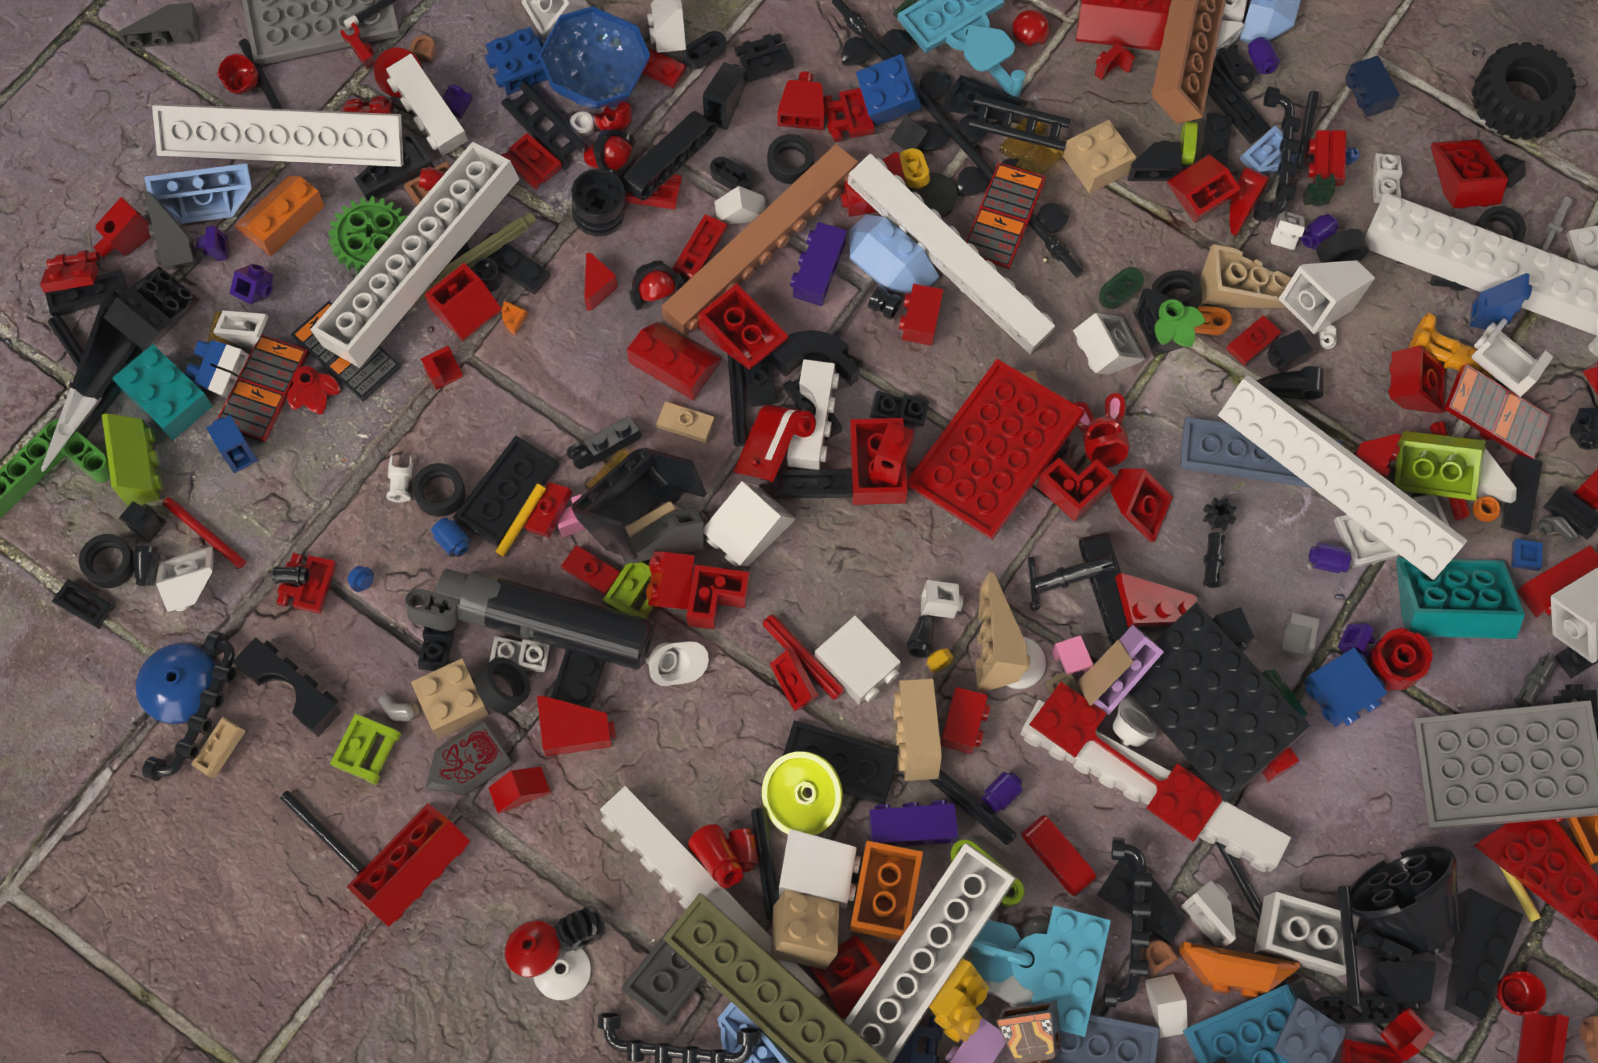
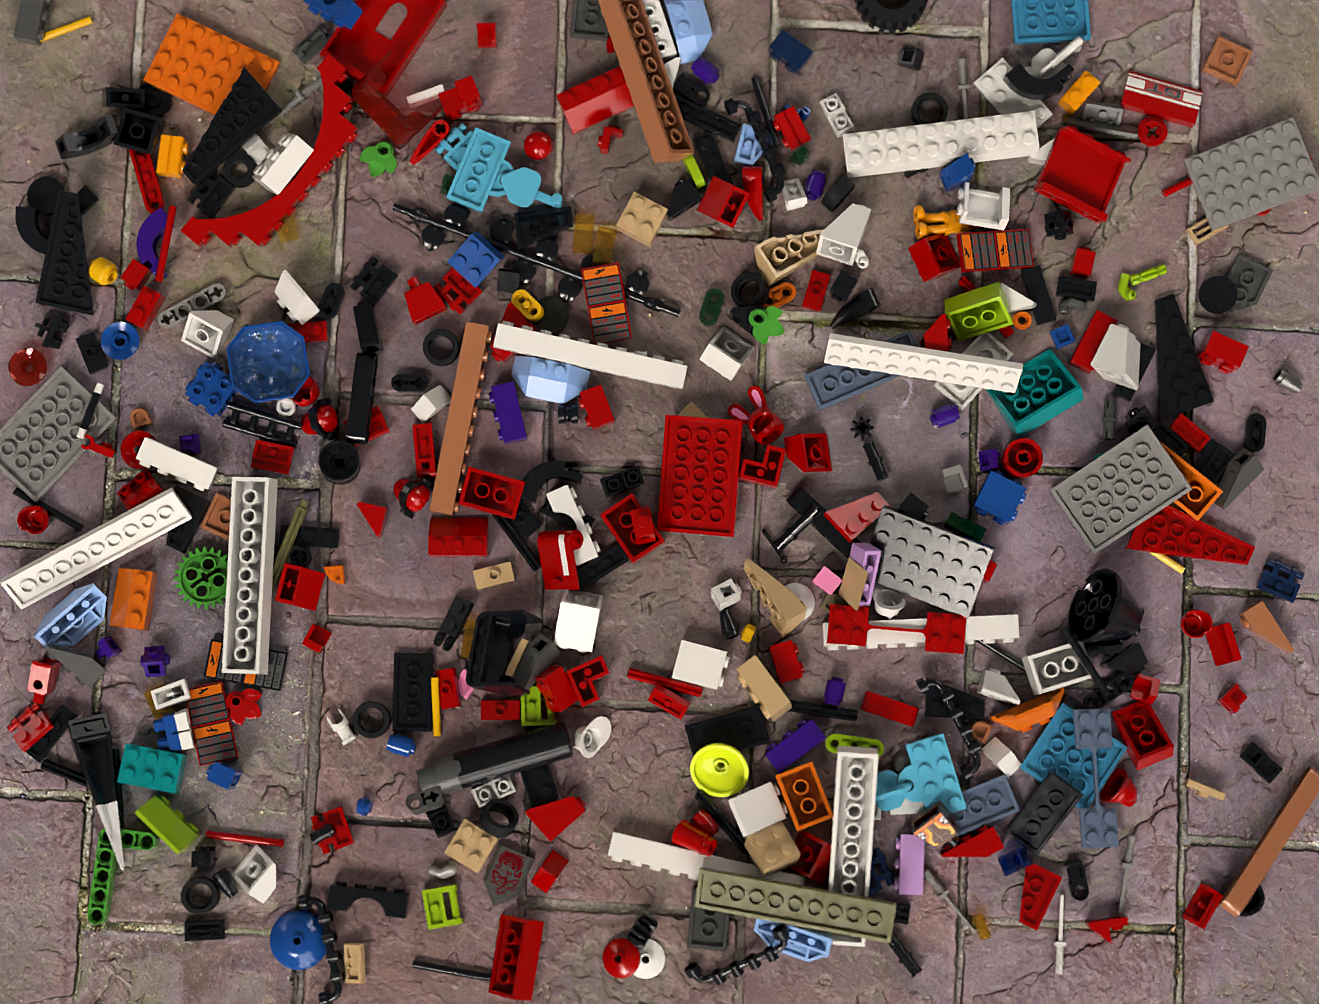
camera: 30 degrees left, 15 degrees up
(151, 308) = (105, 719): black slope -> none
(429, 178) = (220, 514): red cone -> none
(958, 1000) = (885, 840): yellow plate -> none
(1005, 127) = (587, 233): black bar -> none
(1468, 174) = (886, 79): red slope -> none
(1479, 954) = (1161, 614): black wedge -> none

